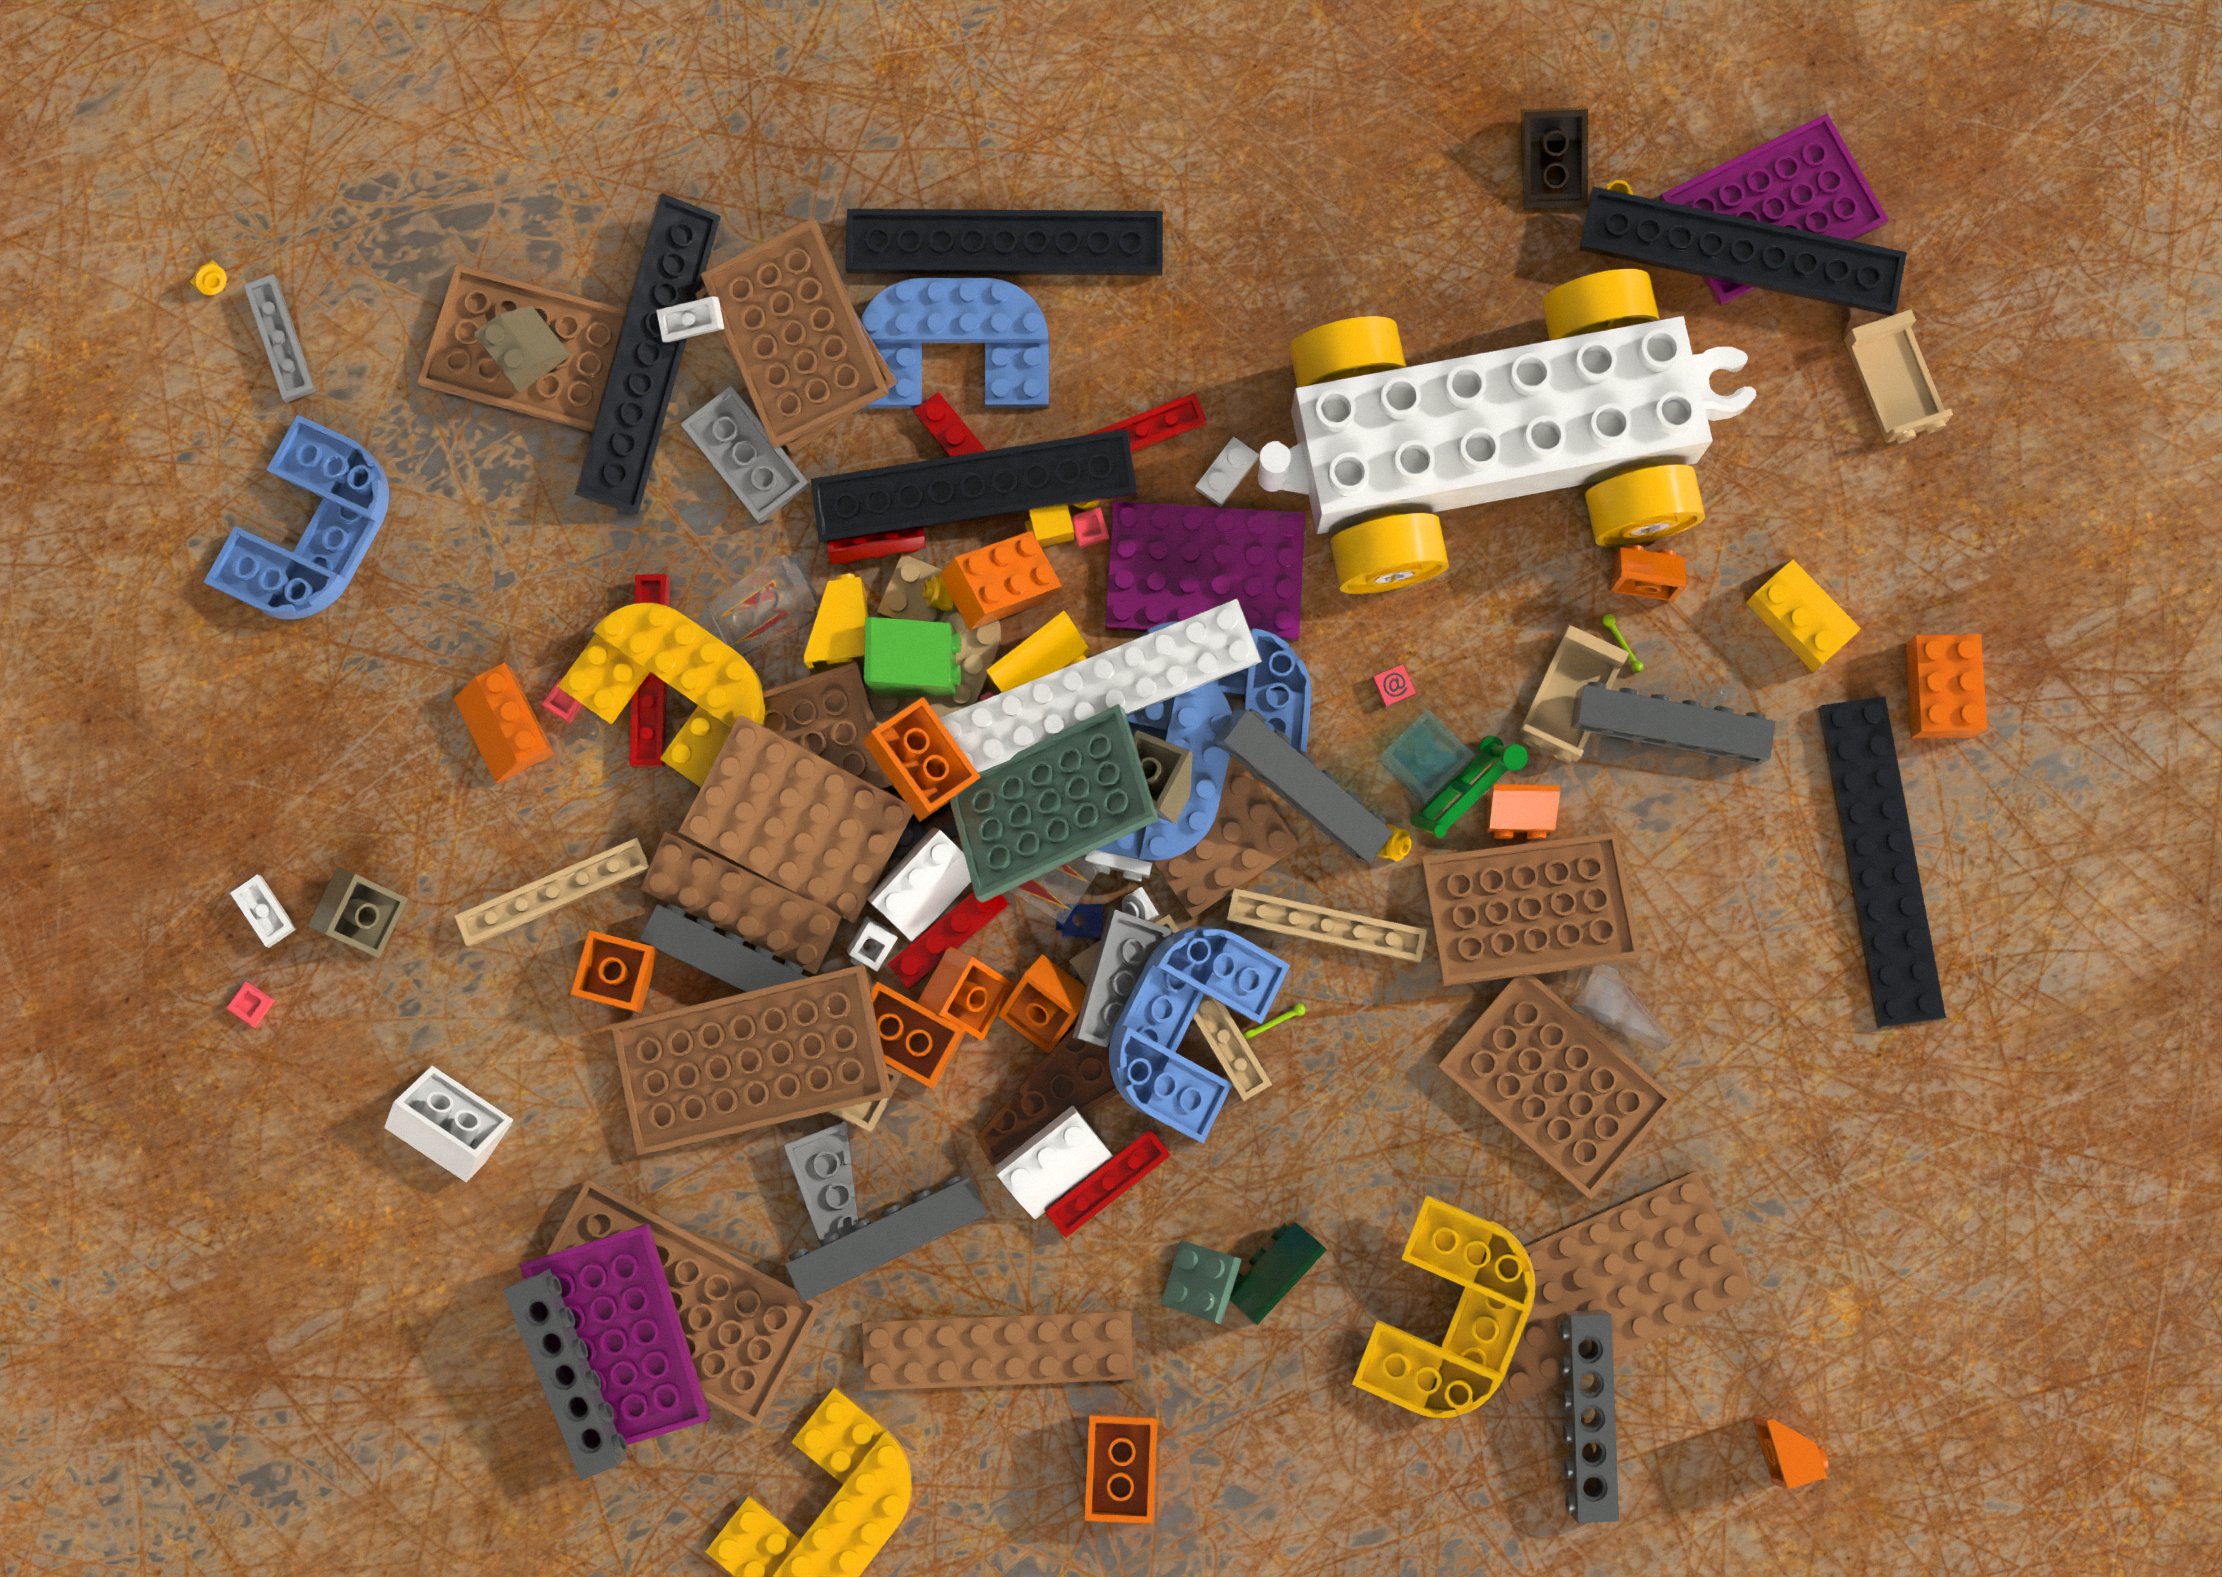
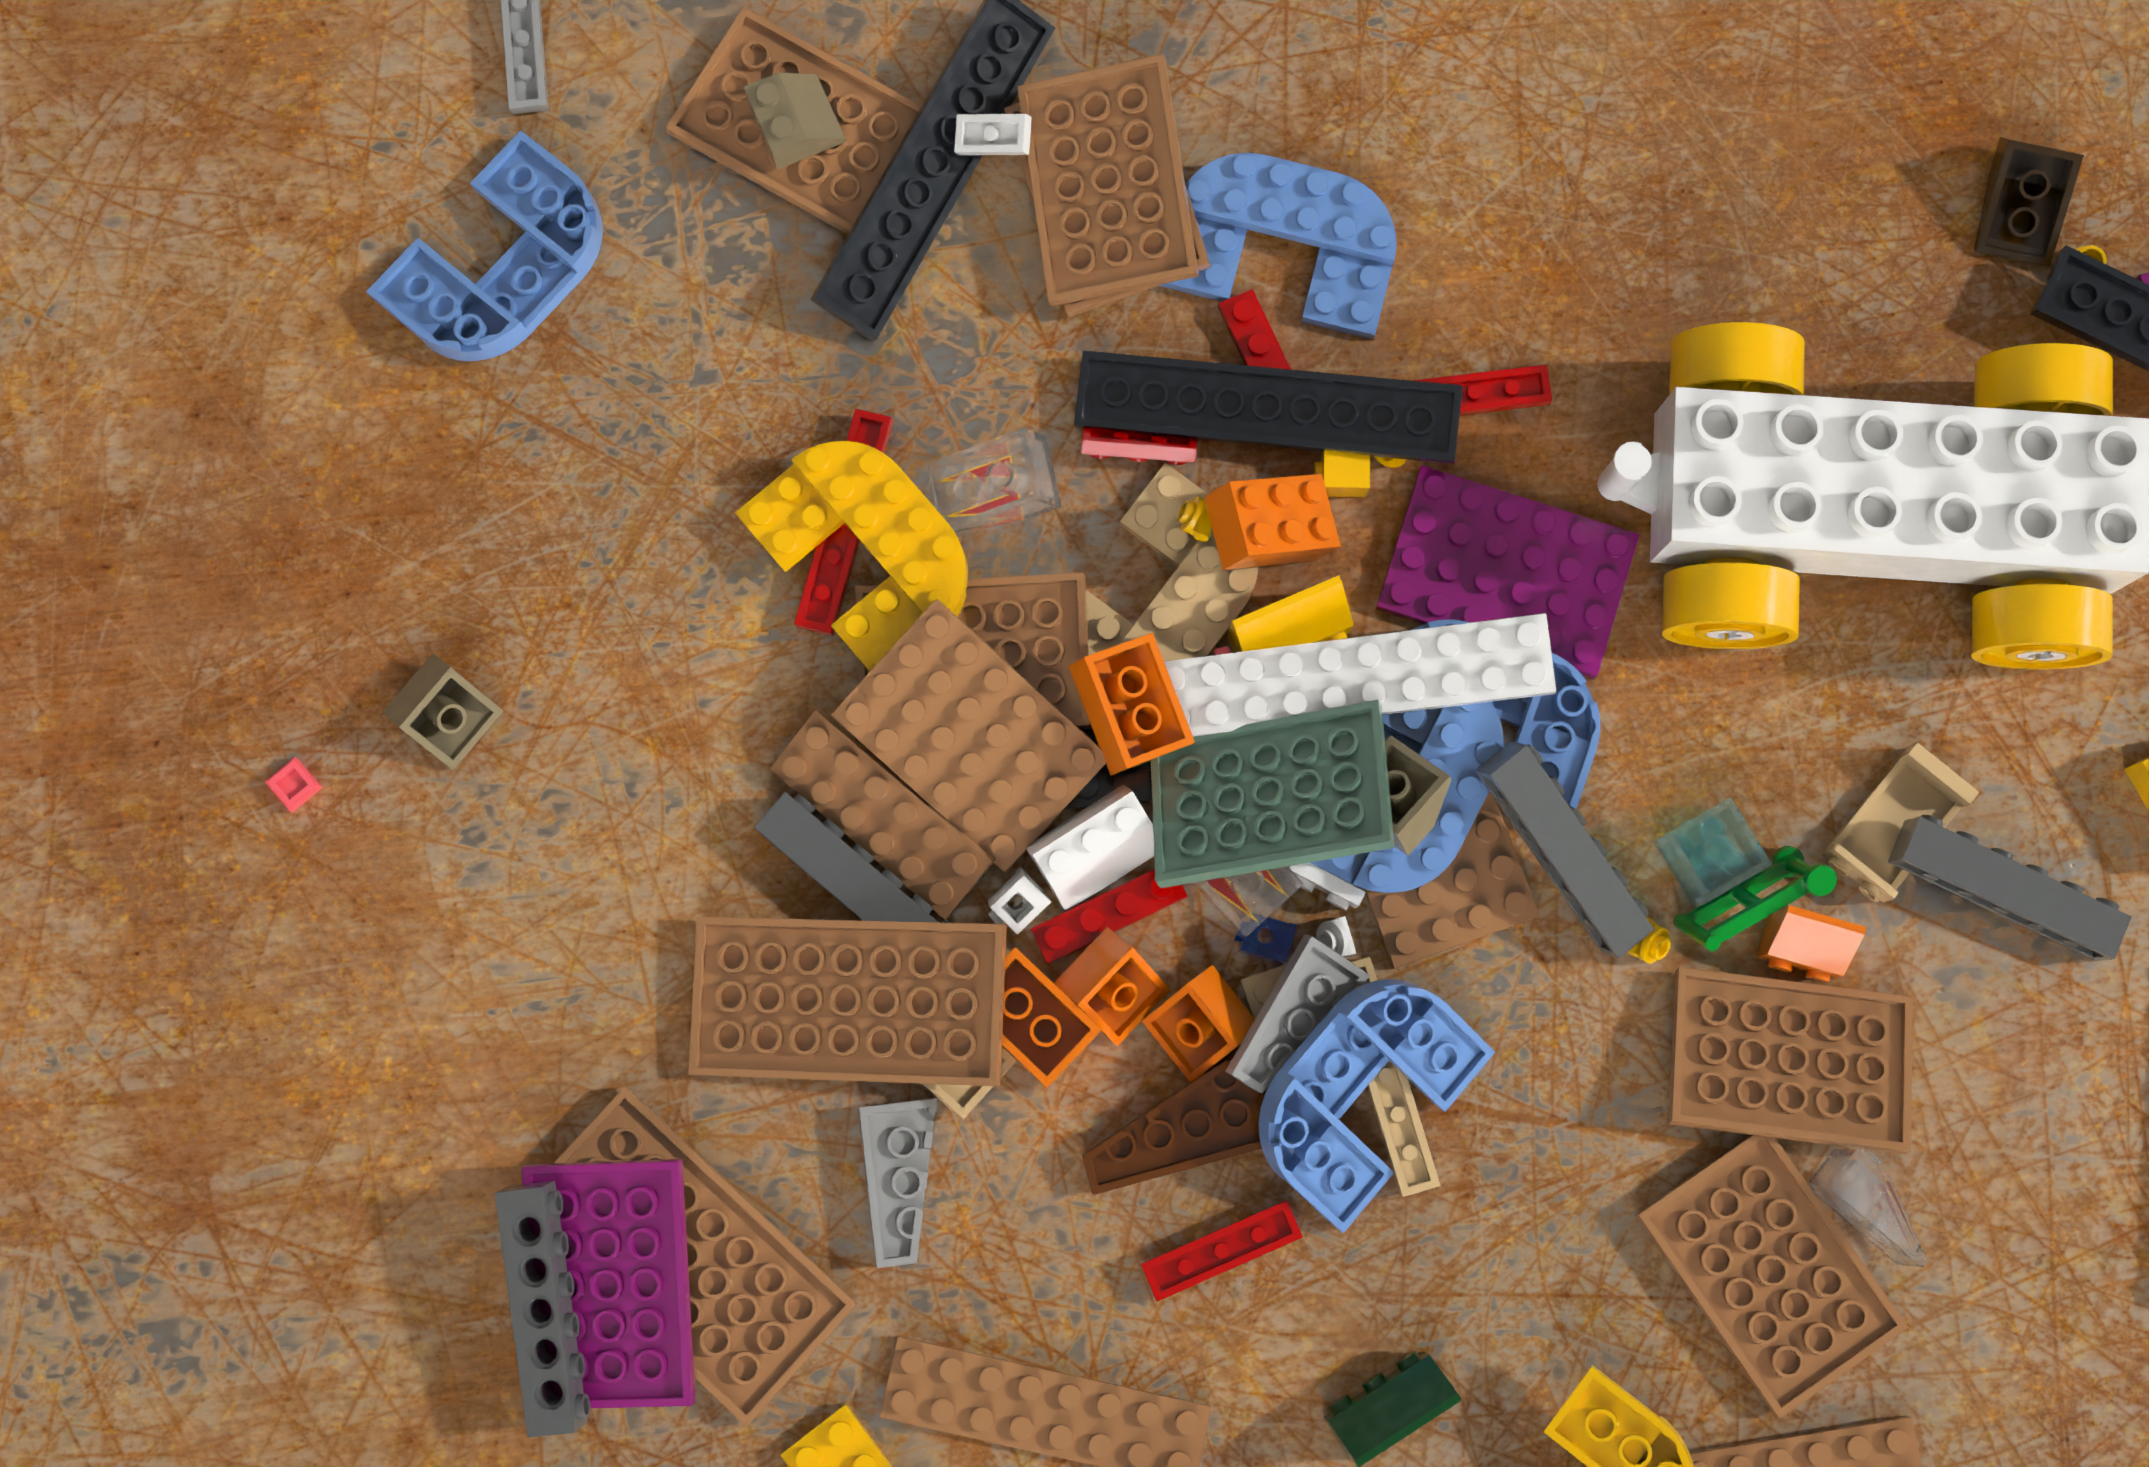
camera: 10 degrees right, 0 degrees up
(263, 911) = (336, 682): white plate -> none
(447, 1123) = (482, 980): white slope -> none
(502, 723) = (662, 538): orange slope -> none
(552, 892) = (669, 746): tan plate -> none
(562, 704) = (734, 534): coral tile -> none
(615, 972) = (717, 856): orange brick -> none
(743, 455) = (1014, 304): light grey plate -> none
(839, 626) = (1076, 529): yellow slope -> none
(885, 1239) = (948, 1249): dark grey brick -> none
(911, 657) = (1149, 584): bright green slope -> none
(1004, 242) = (1371, 138): black plate -> none
(1053, 1162) = (1164, 1209): white slope -> none
(1089, 527) = (1387, 488): coral tile -> none
(1201, 1281) = (1302, 1395): sand green plate -> none
(1227, 472) = (1560, 464): white plate -> none
(1298, 1010) = (1491, 1106): lime hinge -> none
(1327, 925) = (1549, 1017): tan plate -> none
(1394, 686) = (1693, 760): coral tile -> none
(1609, 622) = (1960, 750): lime hinge -> none
(1648, 573) = (2022, 707): orange slope -> none

